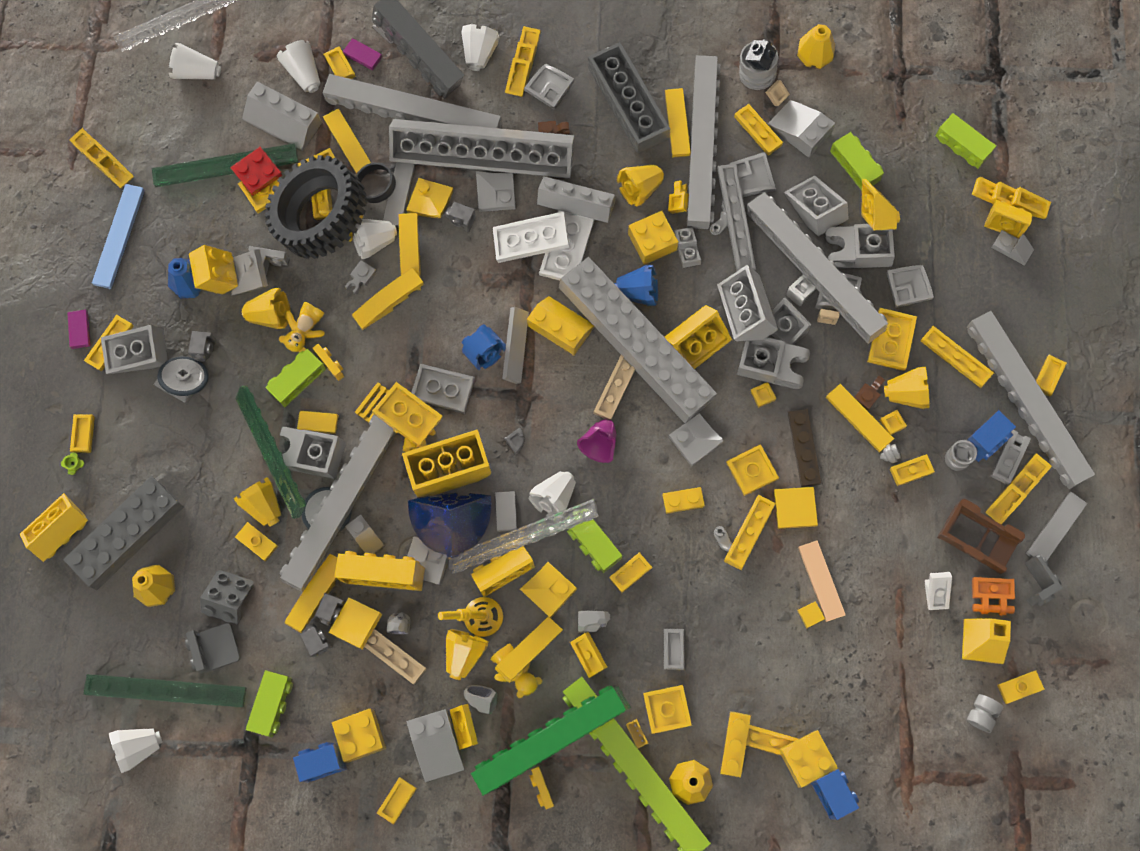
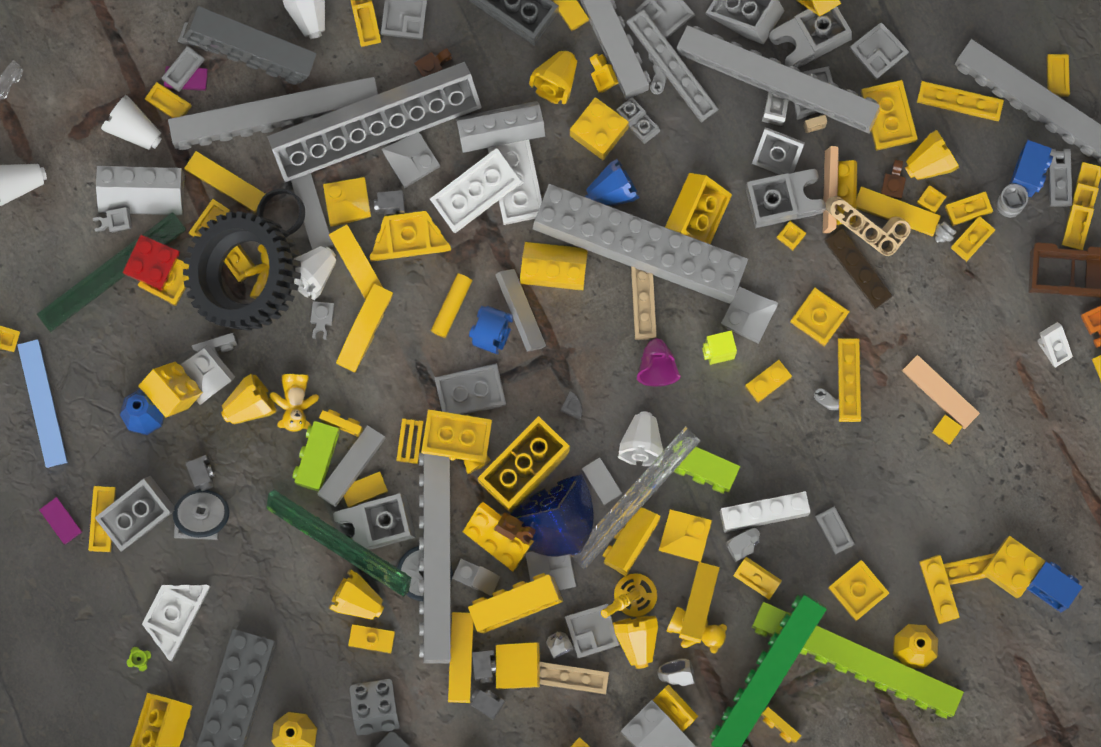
camera: 30 degrees left, 5 degrees up
(82, 433) = (129, 624): yellow tile -> none
(117, 443) = (173, 615): none -> white wing
(250, 130) = (116, 220): none -> light grey plate
(317, 398) = (351, 466): none -> light grey tile
(363, 45) = (183, 68): none -> light grey tile
(397, 511) = (481, 530): none -> yellow plate
(409, 508) = (512, 527): none -> reddish brown plate
(428, 629) = (591, 631): none -> light grey plate
(460, 247) = (408, 236): none -> yellow wing
(464, 315) = (451, 305): none -> yellow piece
(623, 603) = (764, 512): none -> white brick
(630, 572) = (755, 478): yellow plate -> none
(636, 733) = (841, 628): yellow piece -> none
(656, 452) = (719, 348): none -> neon yellow brick
(747, 305) = (731, 154): light grey slope -> none
(795, 507) = (880, 333): yellow tile -> none
(813, 373) = (830, 186): none -> light nougat tile
(824, 382) = (847, 185): none -> yellow plate
(826, 411) = (862, 224): none -> tan beam
(920, 444) = (969, 208): none -> yellow plate

